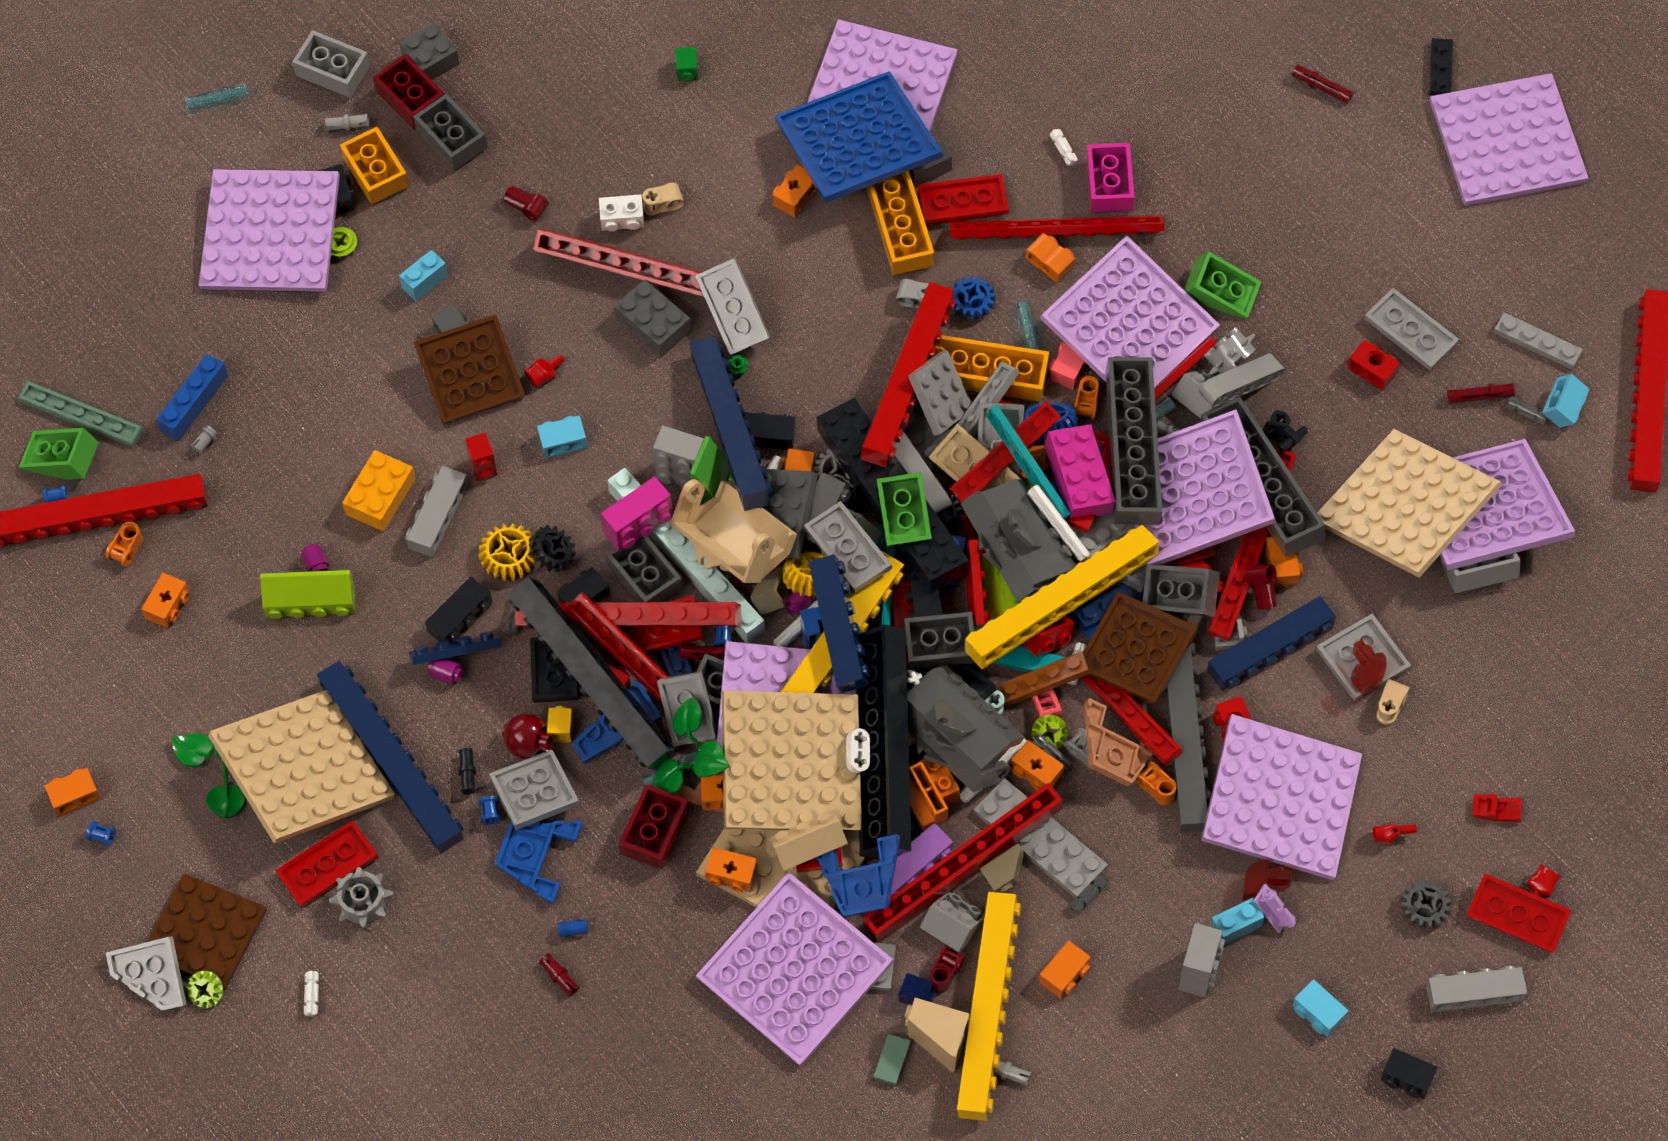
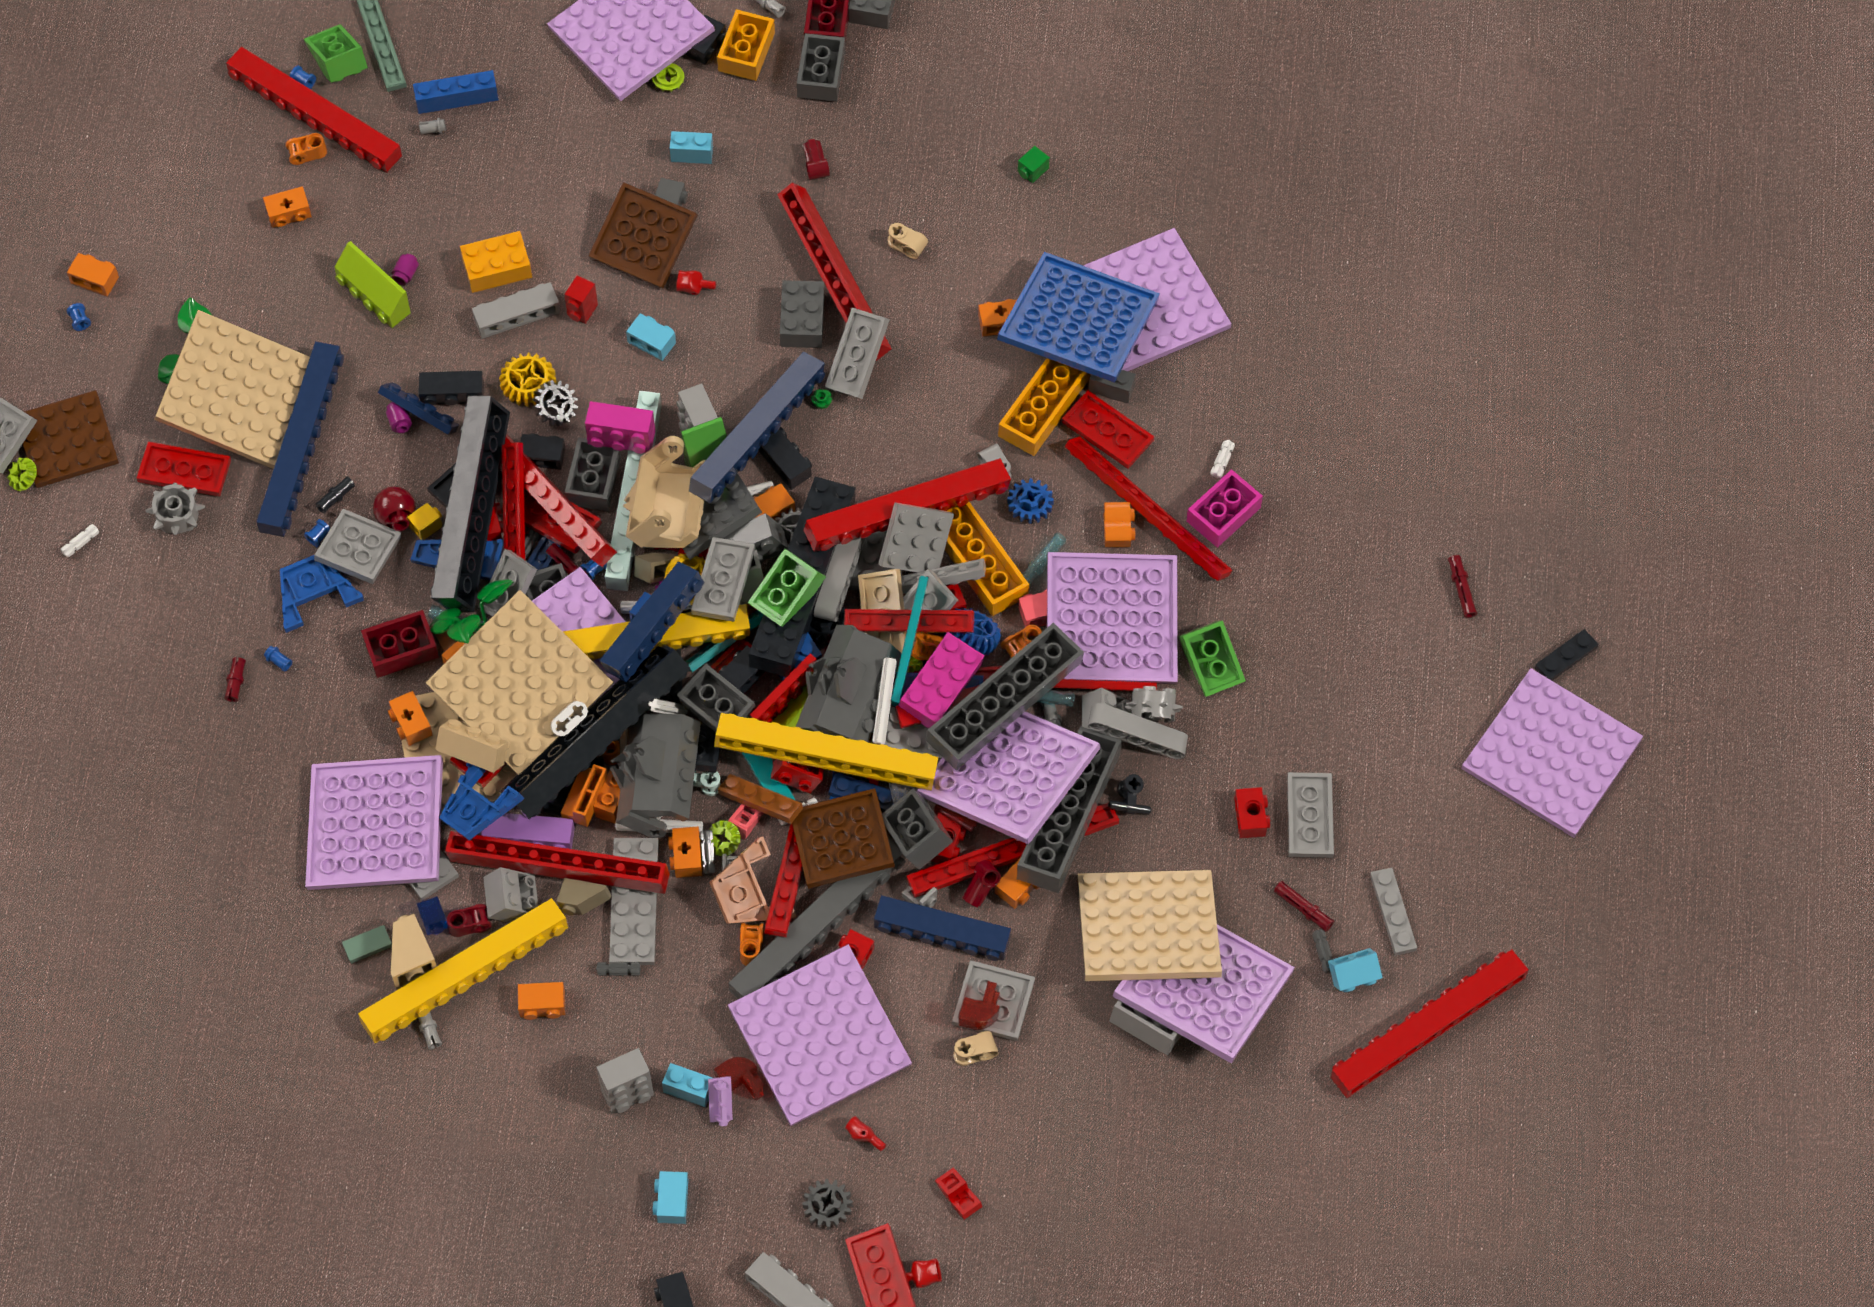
camera: 45 degrees right, 0 degrees up
(621, 212) = (866, 224): white brick -> none

